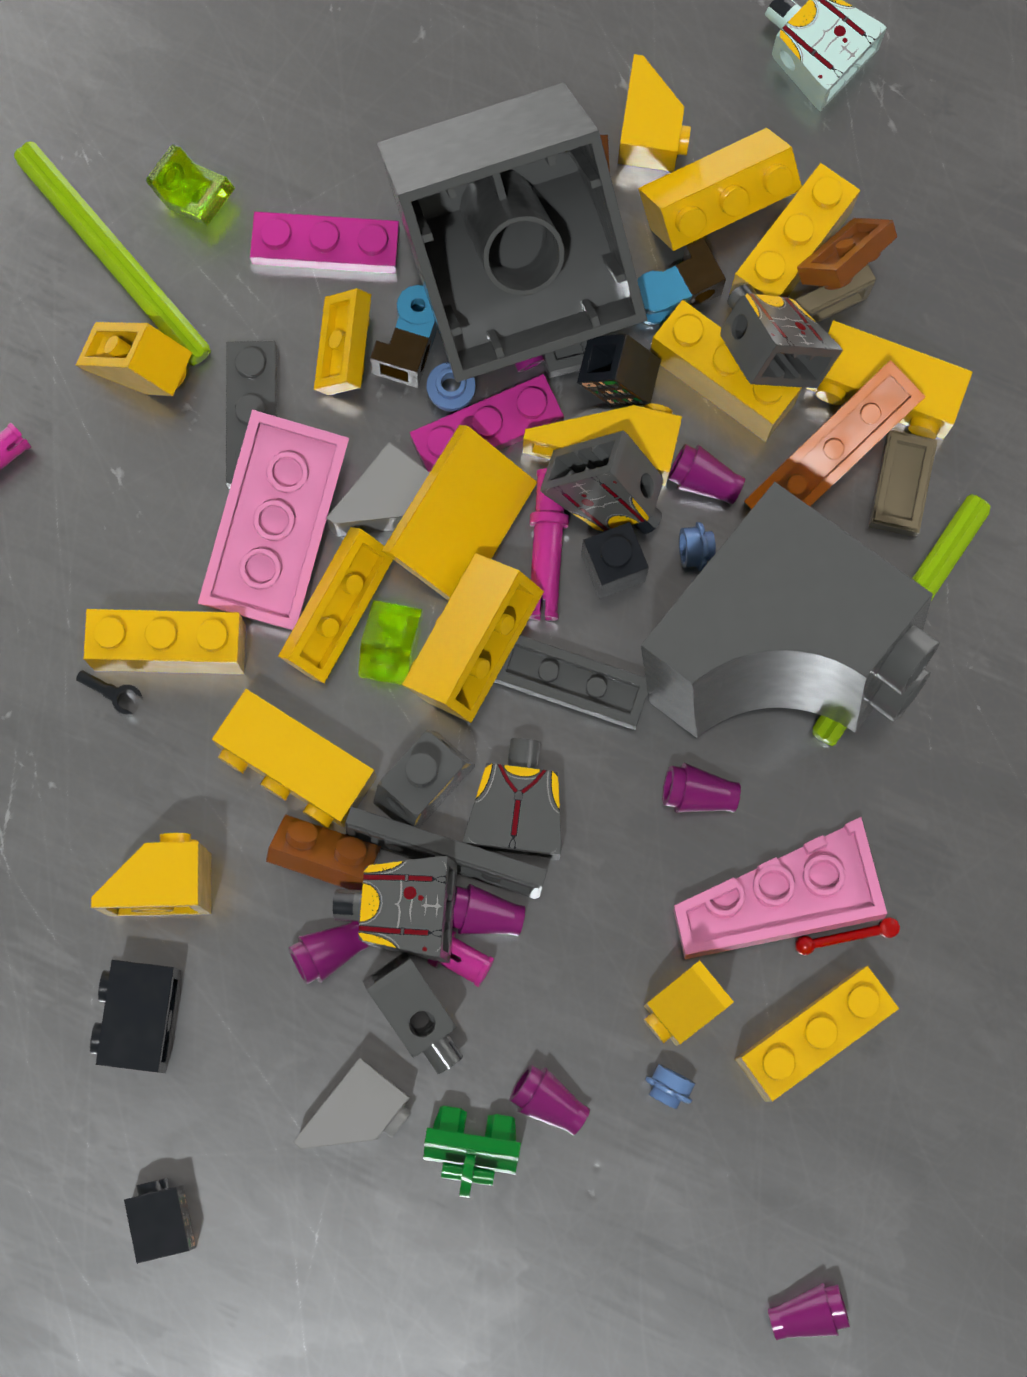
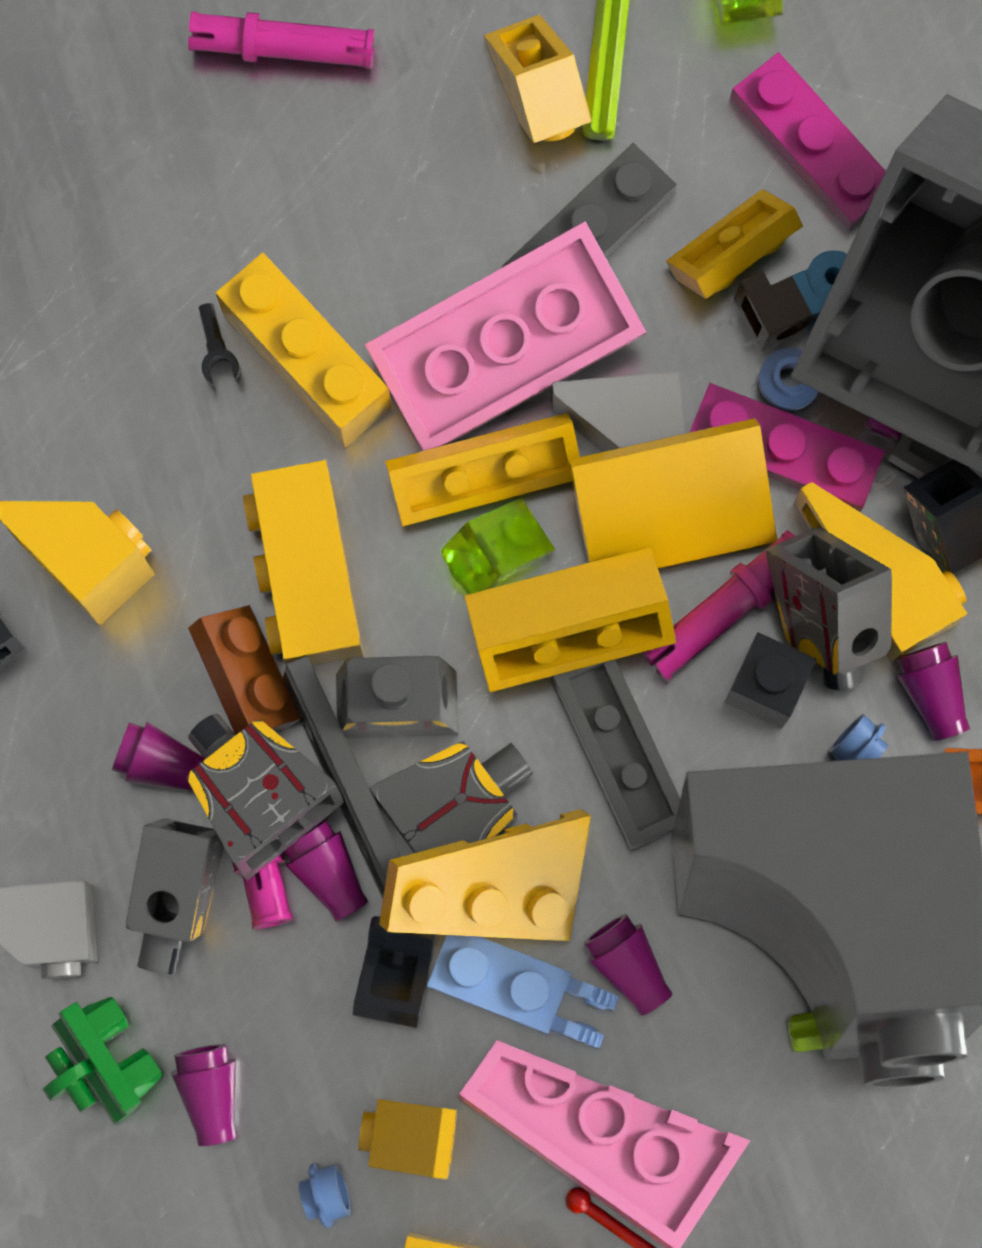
camera: 50 degrees right, 0 degrees up
(580, 927) = (393, 975): none -> black bracket
(587, 825) = (492, 887): none -> yellow wing
(650, 868) = (515, 986): none -> light blue hinge

